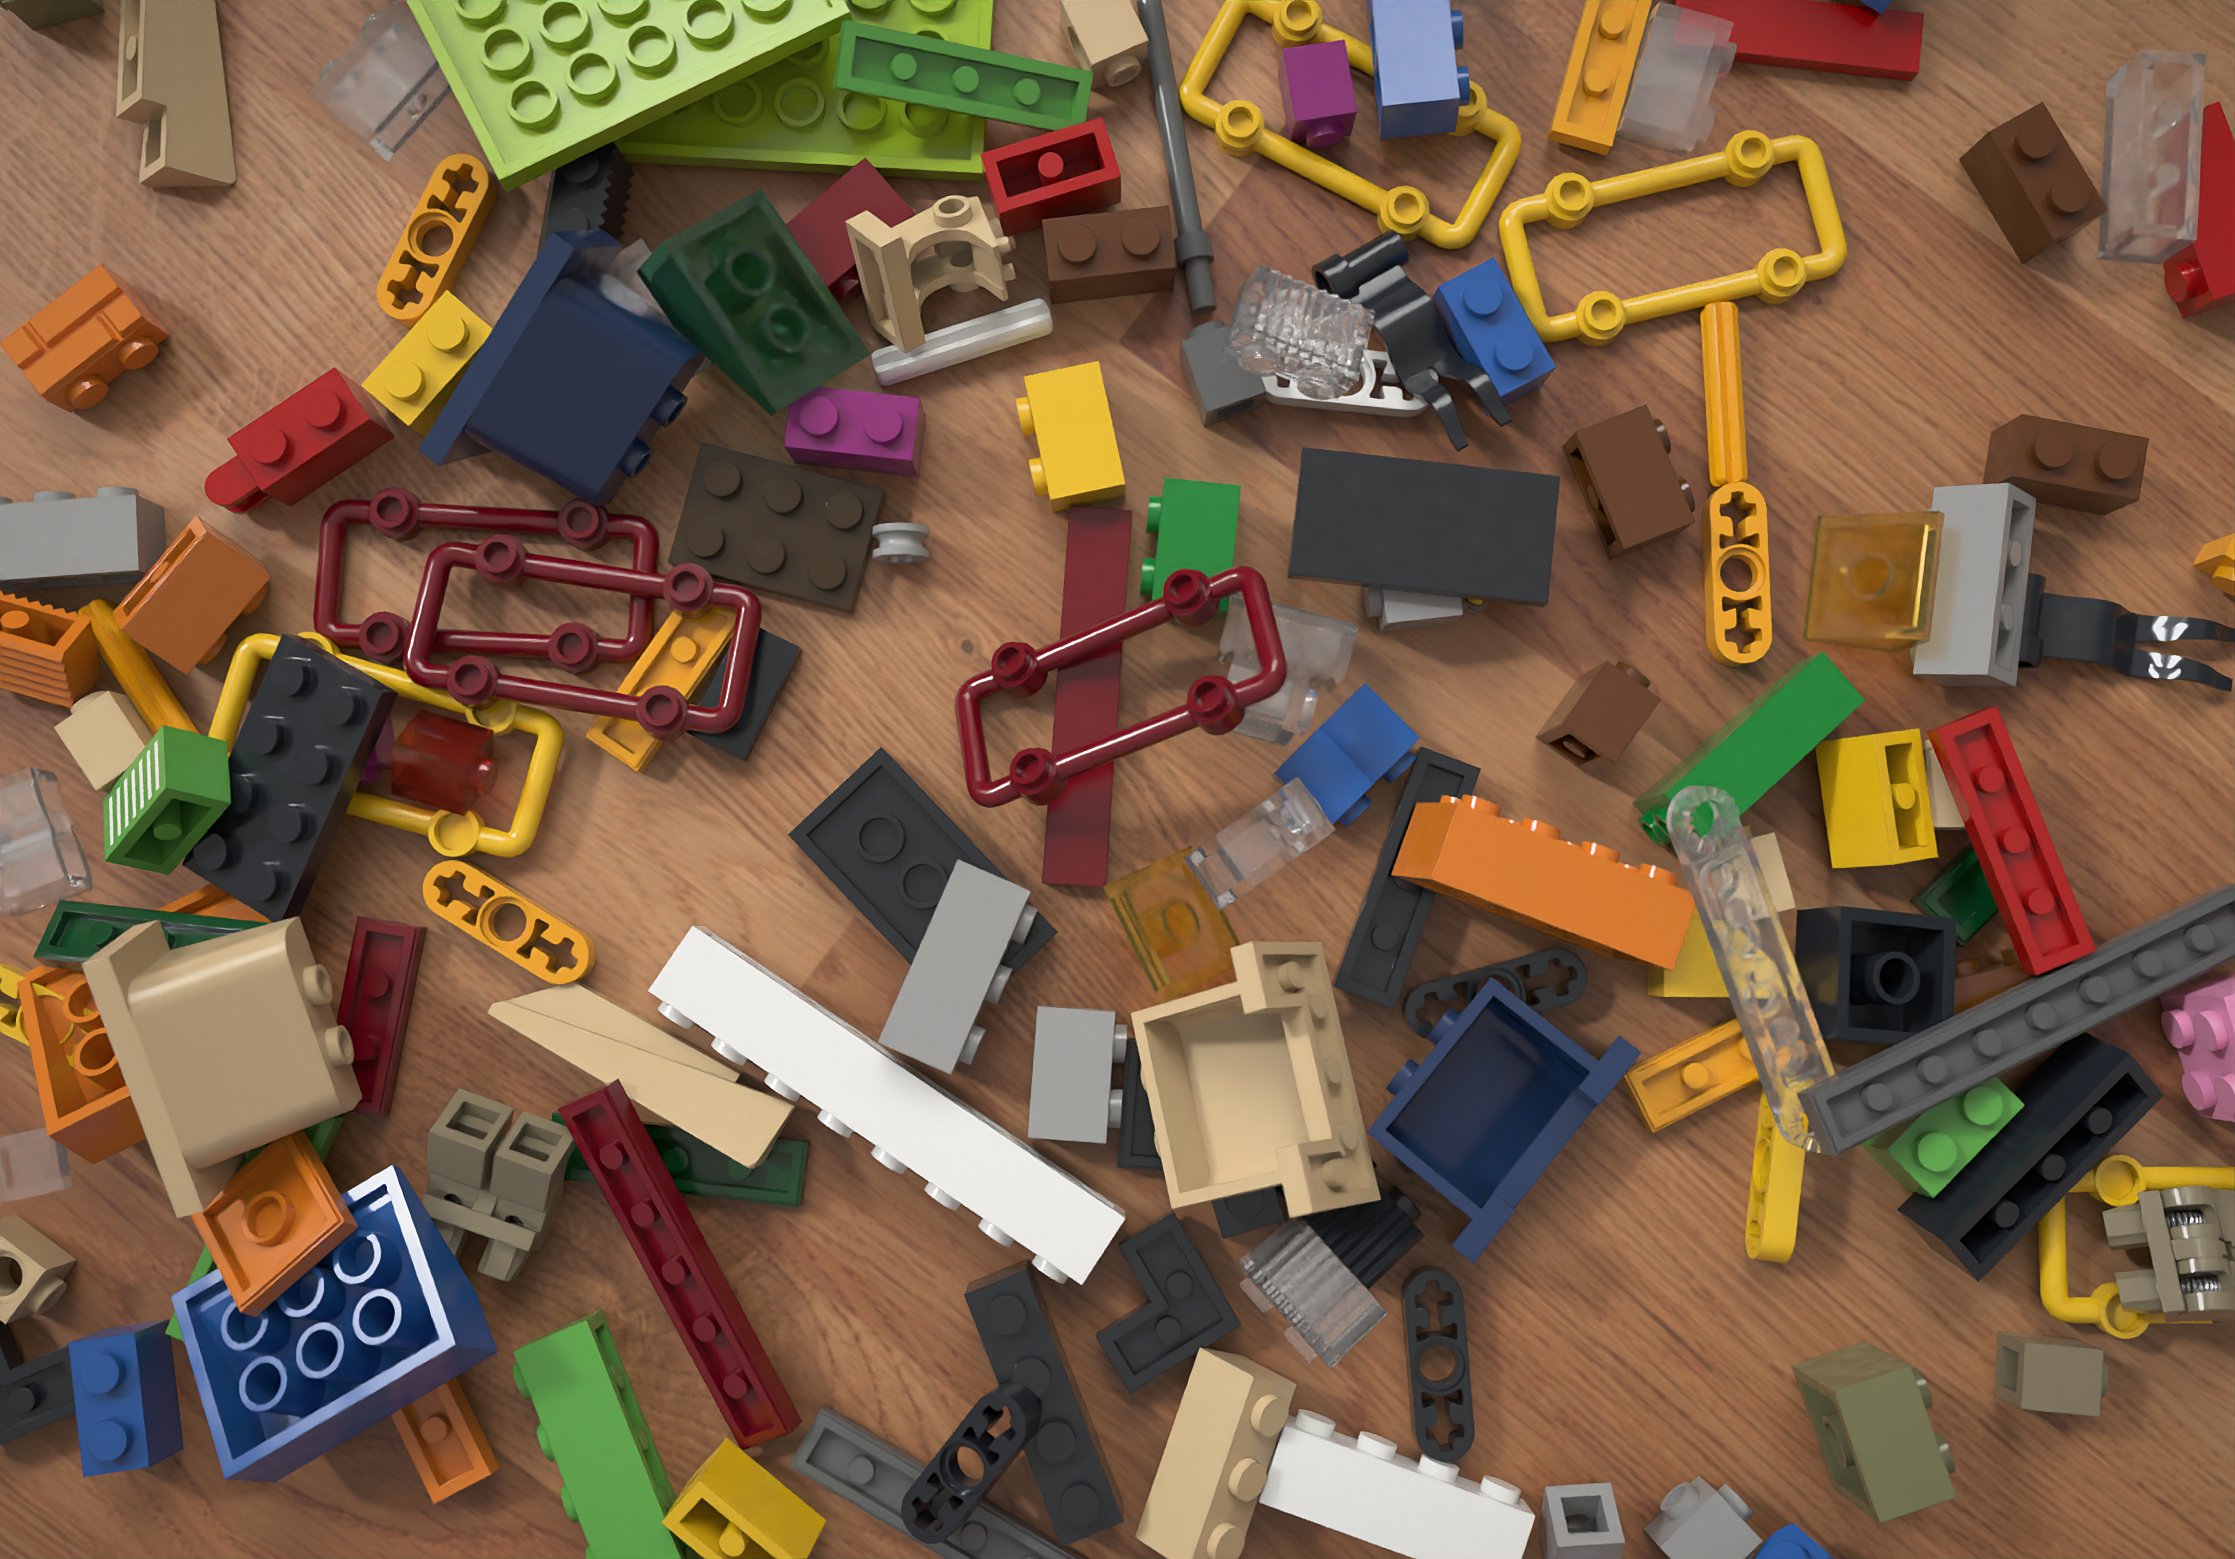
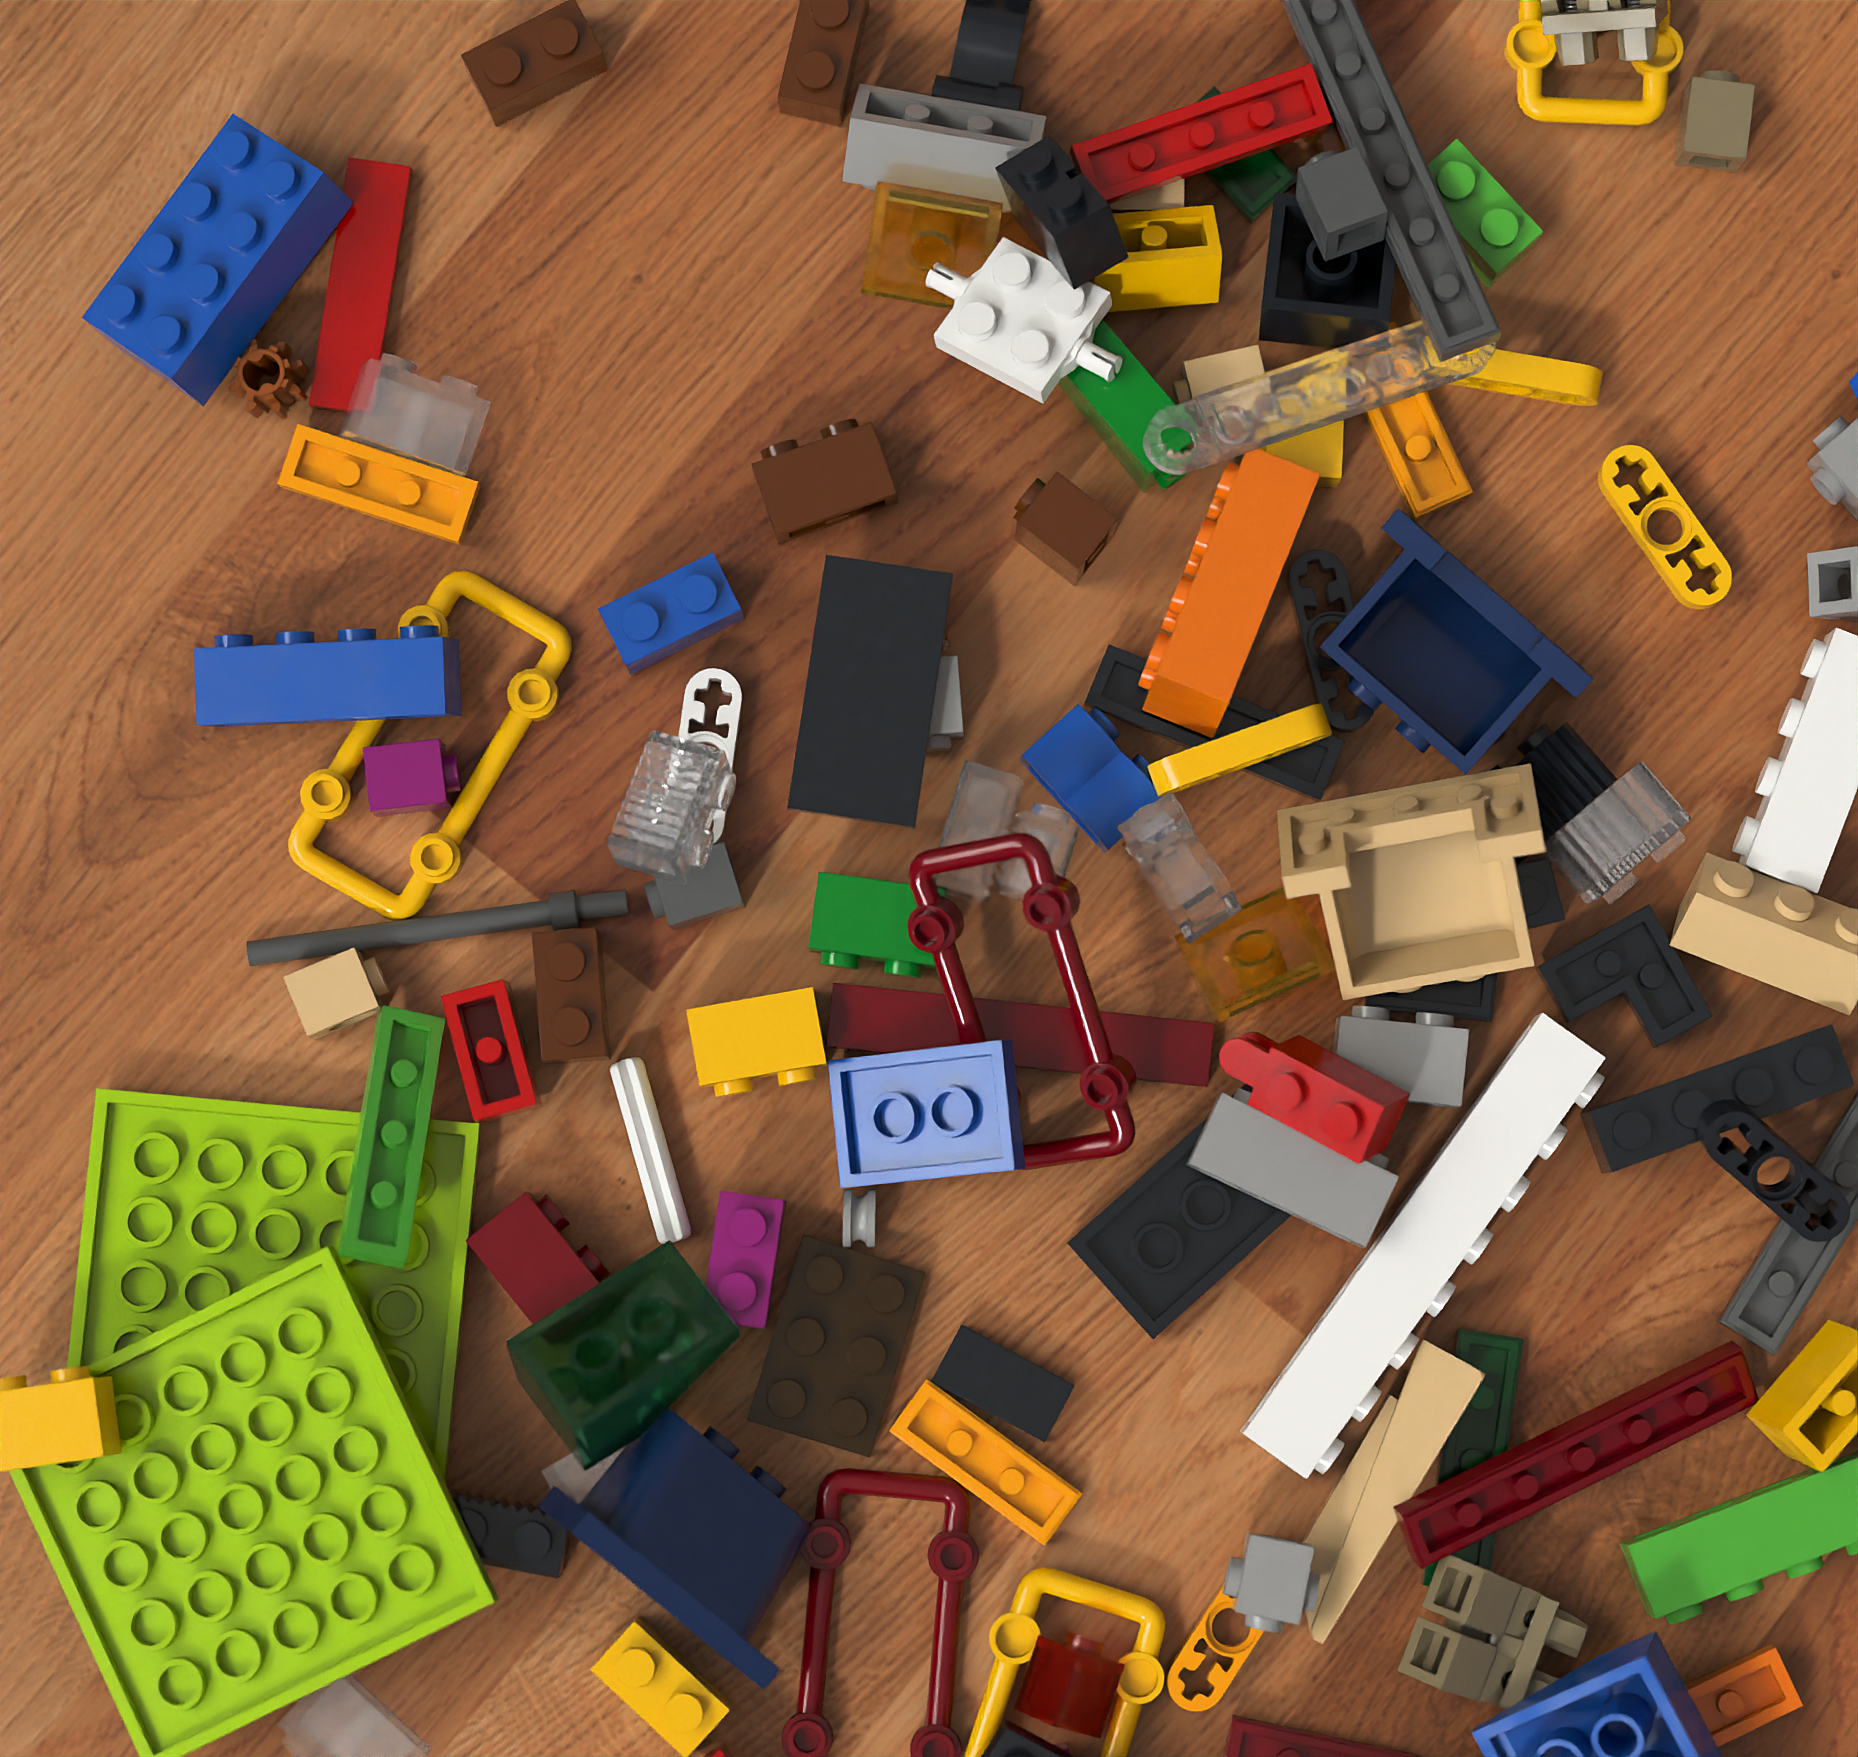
camera: 85 degrees left, 0 degrees up
(427, 215) = (486, 1657): light orange beam -> none
(508, 564) = (867, 1621): dark red bar -> none
(545, 959) = (1272, 1581): none -> light grey brick
(964, 258) = (566, 1184): tan tile -> none
(1002, 602) = (926, 1114): none -> plate
(1033, 988) = (1317, 1092): none -> red brick
(1381, 901) = (1240, 749): none -> yellow beam
(1408, 328) = (656, 698): black flag -> none
(1425, 1412) = (1738, 727): black beam -> none
(1654, 1337) = (1672, 501): none -> yellow beam
(1720, 529) = (902, 357): light orange beam -> none
(1723, 394) = (735, 380): light orange axle -> none
(1742, 164) = (492, 346): yellow bar -> none
(1810, 666) = (1022, 321): none -> white plate
(1876, 1431) = (1762, 299): olive brick -> none
(1929, 697) = (1062, 212): none -> black piece
(1956, 985) = (1341, 202): none -> dark grey brick
(2070, 1120) = (1482, 103): black brick -> none

